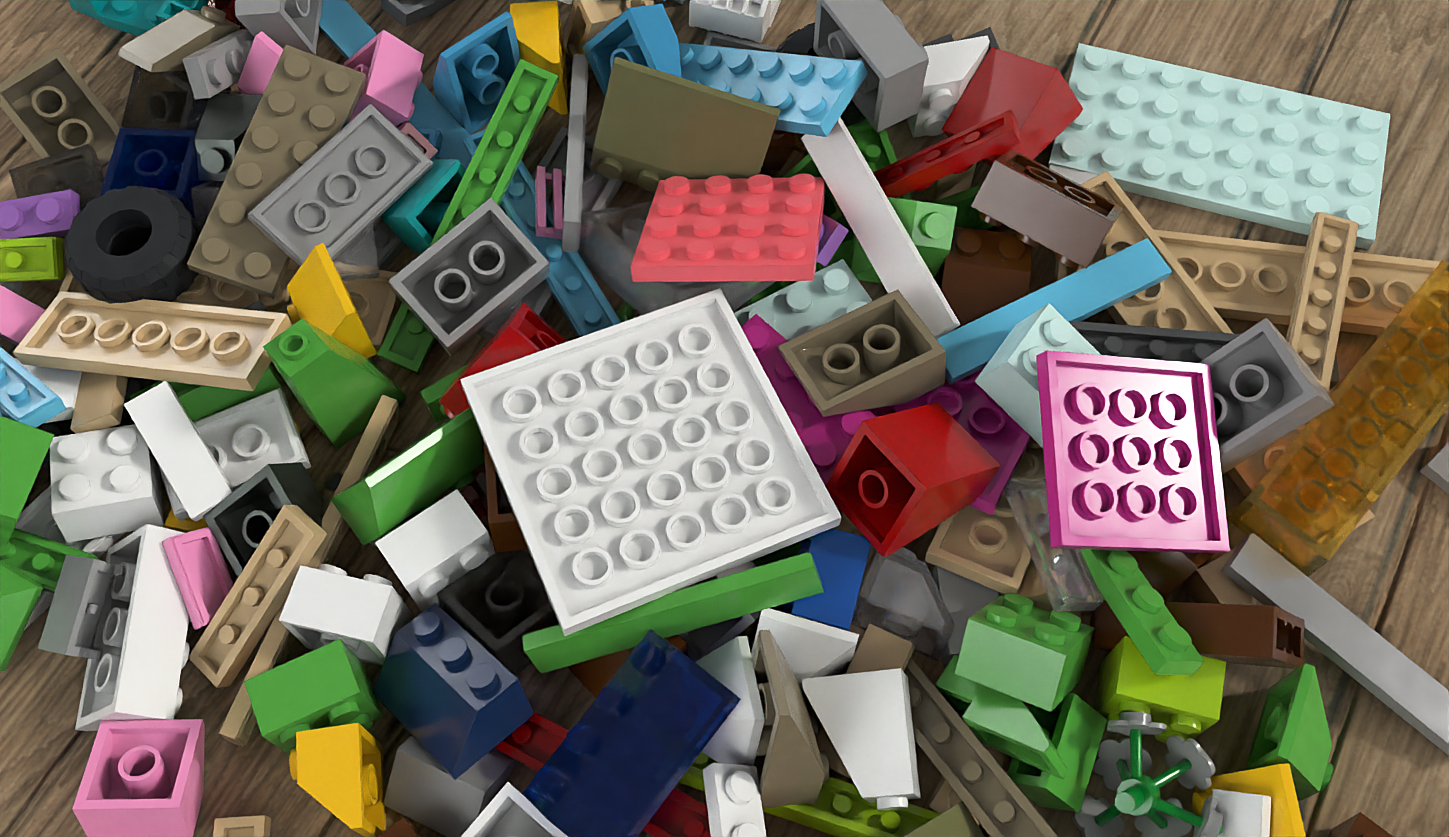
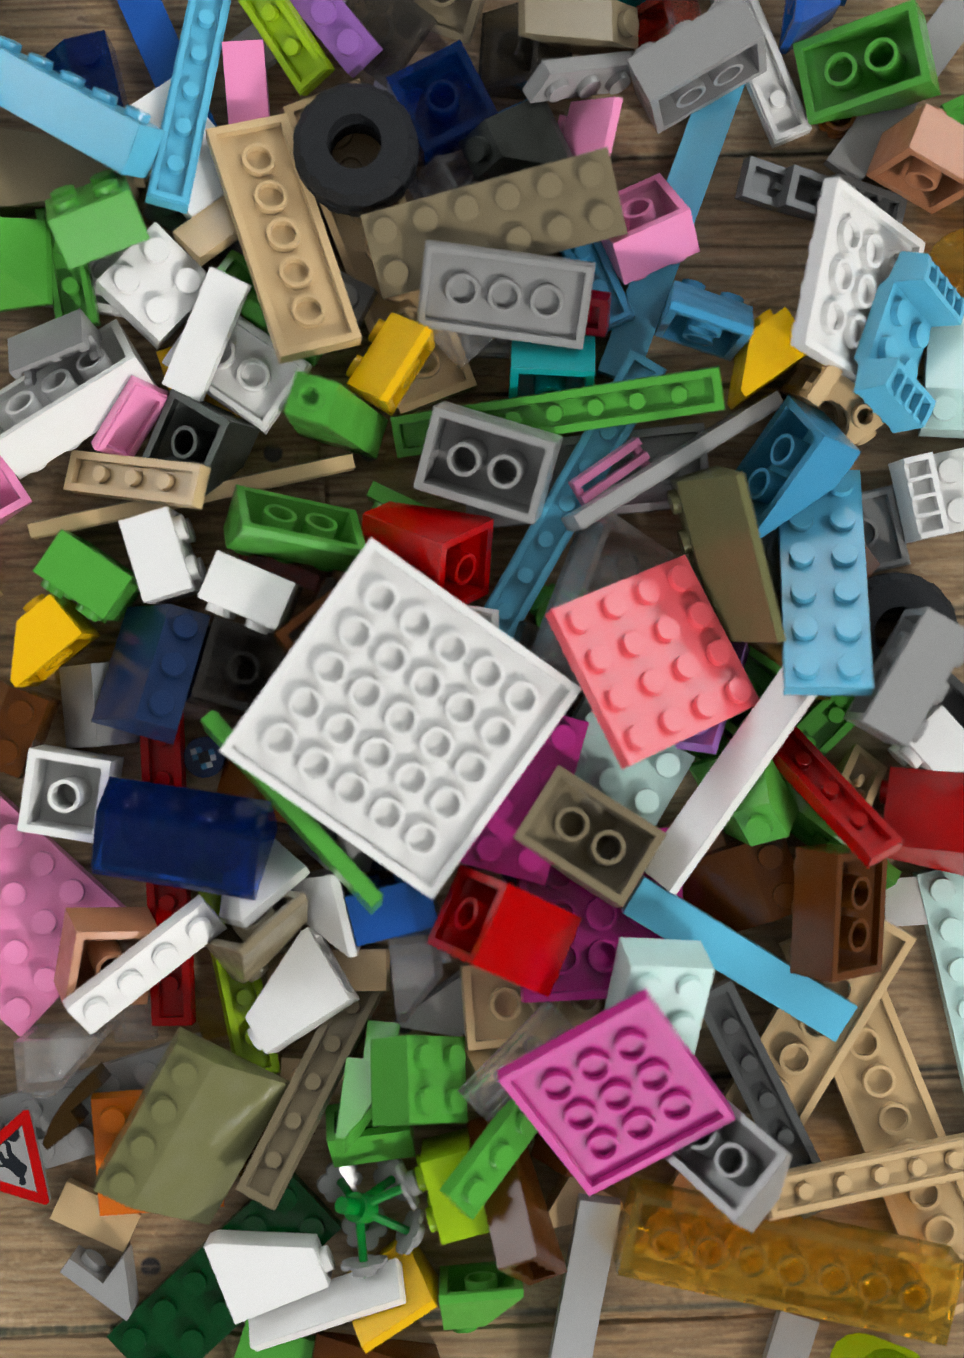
camera: 60 degrees right, 25 degrees up
(568, 703) = (203, 757): none -> dark blue tile

